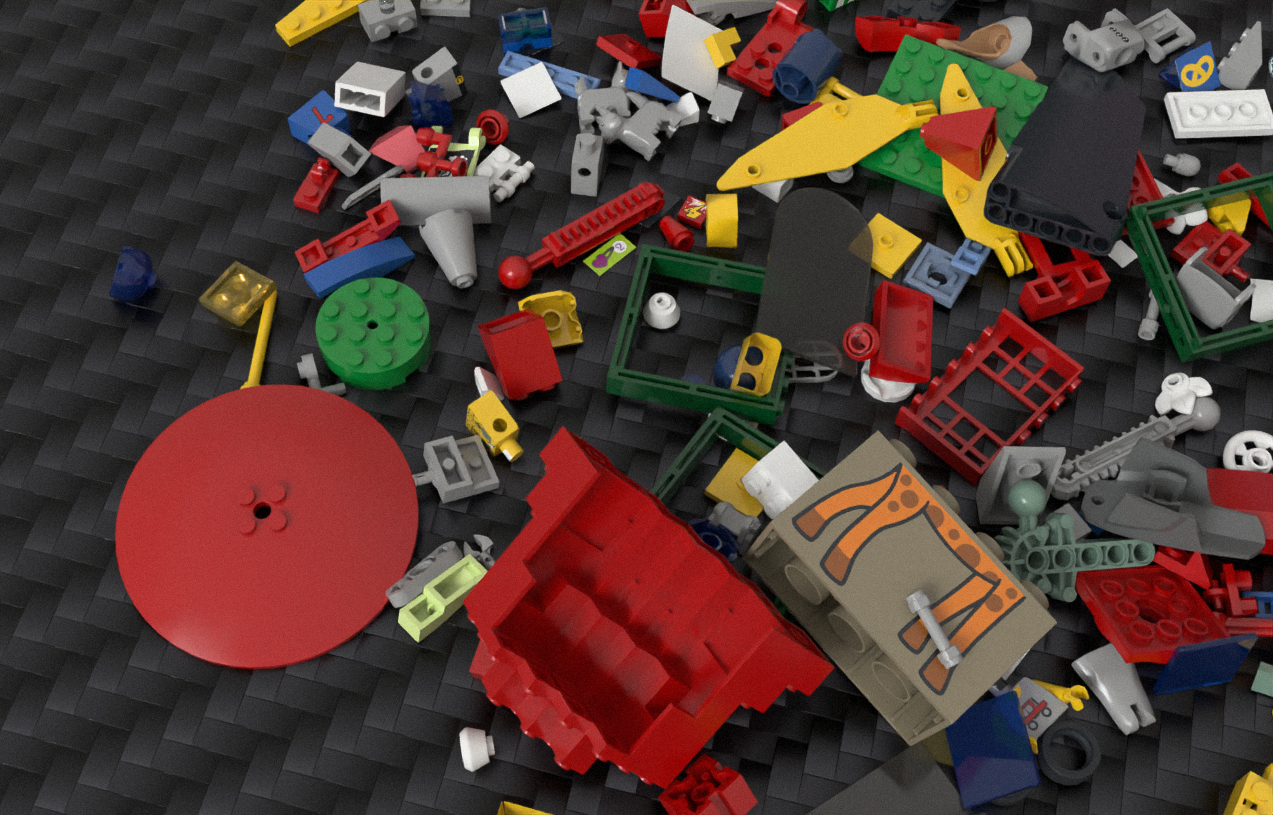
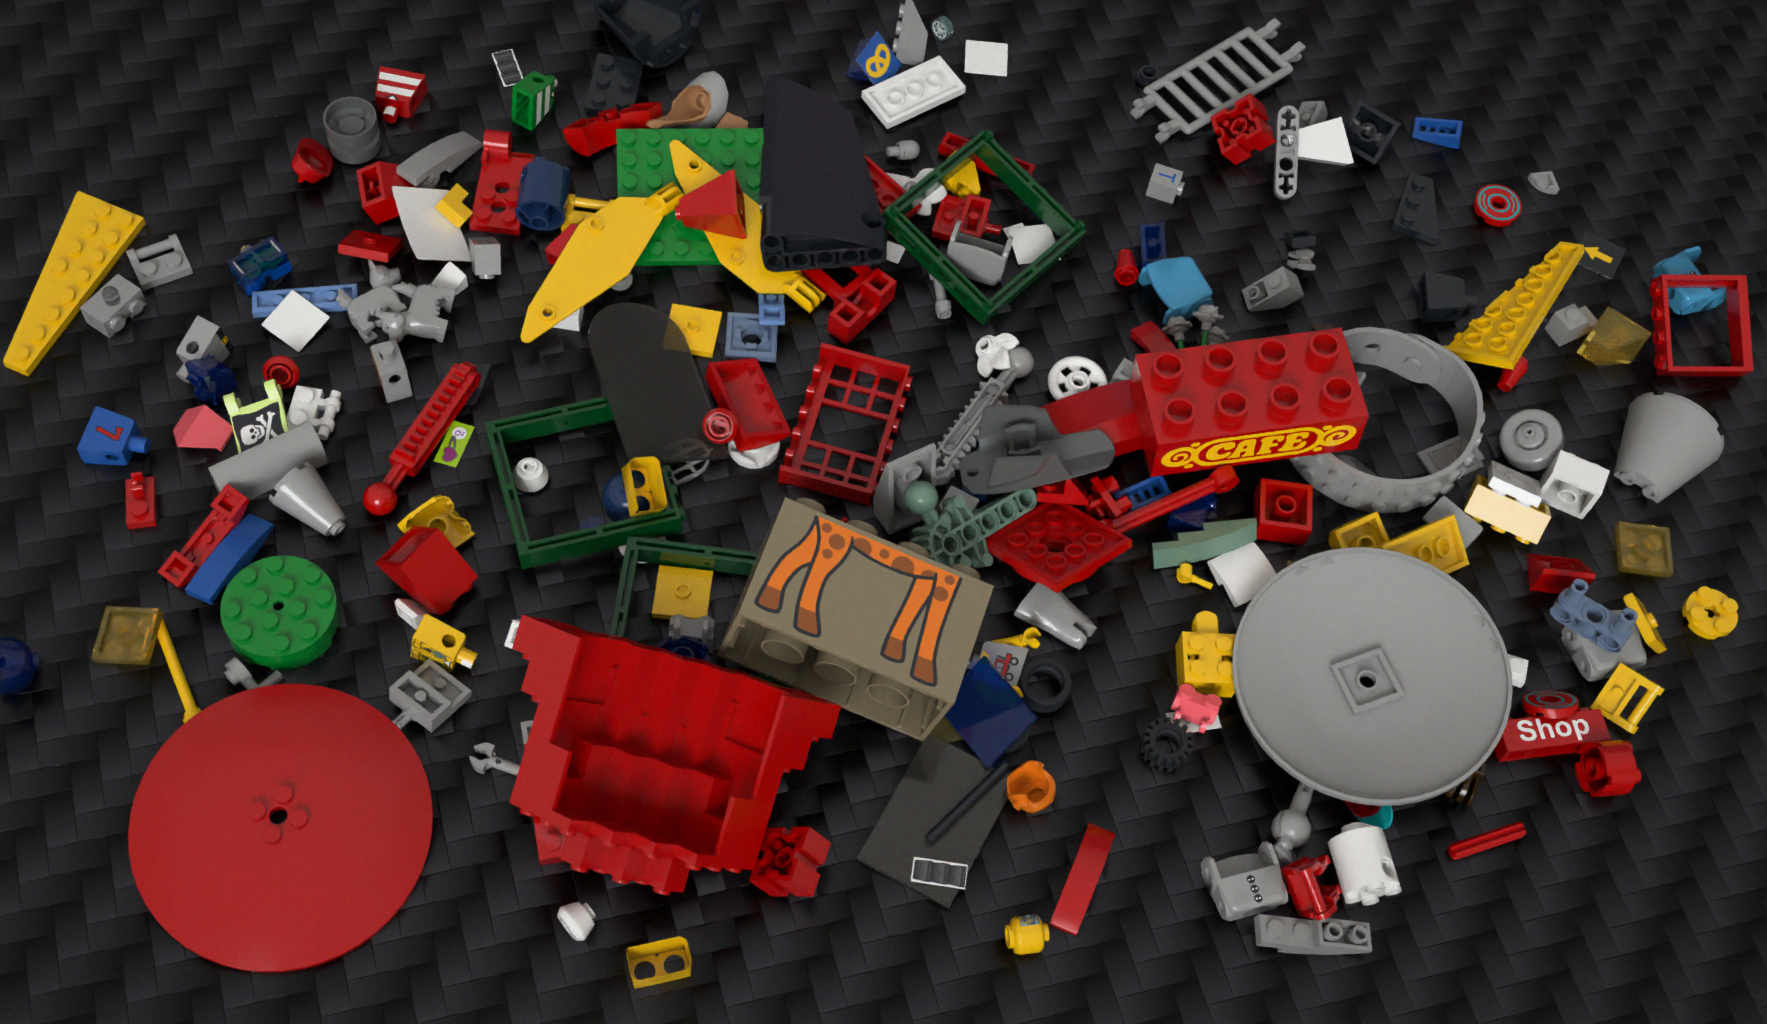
camera: 35 degrees left, 0 degrees up
(339, 149) = (147, 457): light grey slope -> none
(369, 89) = (142, 386): white brick -> none
(371, 187) = (197, 481): light grey window -> none
(423, 573) = (450, 800): light grey beam -> none
(433, 161) = (245, 430): red piece -> none
(441, 598) = (477, 812): yellowish green slope -> none
(645, 83) = (406, 272): blue slope -> none
(677, 235) = (506, 399): red cone -> none
(693, 212) = (510, 372): red tile -> none
(721, 220) = (542, 370): yellow piece -> none
(778, 479) = (716, 577): white brick -> none
(949, 654) = (928, 650): light grey bar -> none
(1105, 46) = (792, 69): light grey piece -> none
(1161, 27) = (827, 33): light grey plate -> none
(1204, 663) = (1112, 565): clear blue piece -> none

